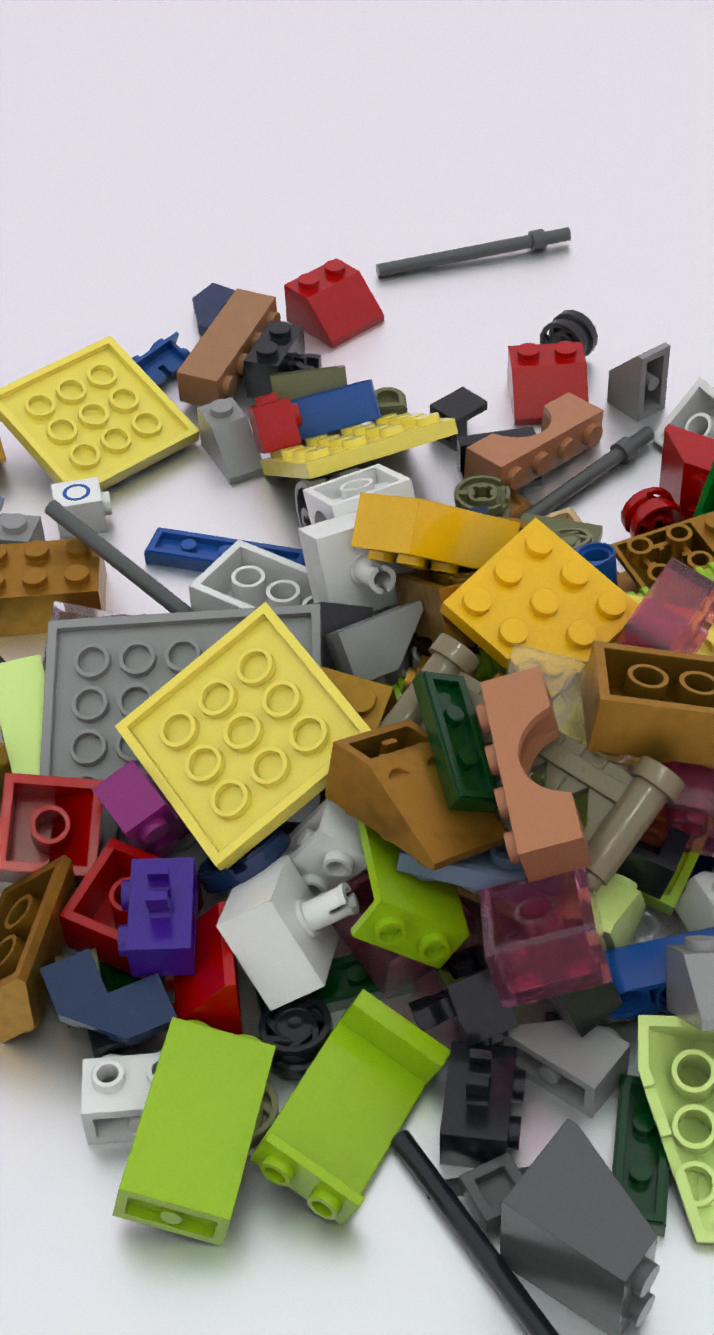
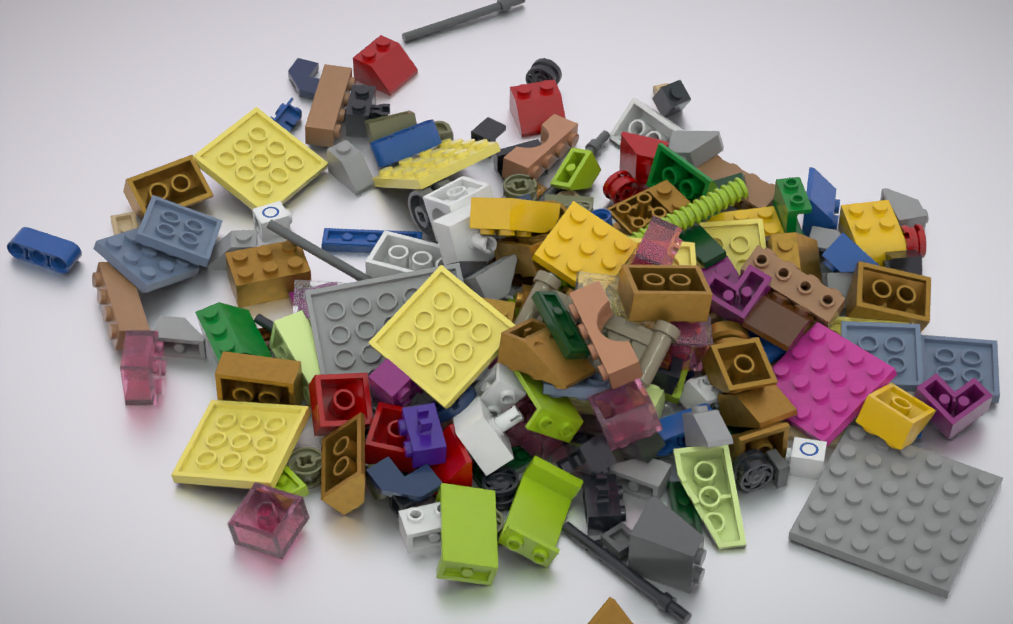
camera: 15 degrees left, 0 degrees up
(274, 422) = (380, 154): red brick -> none
(584, 482) = (577, 170): none -> lime slope
(640, 383) = (595, 102): light grey slope -> none

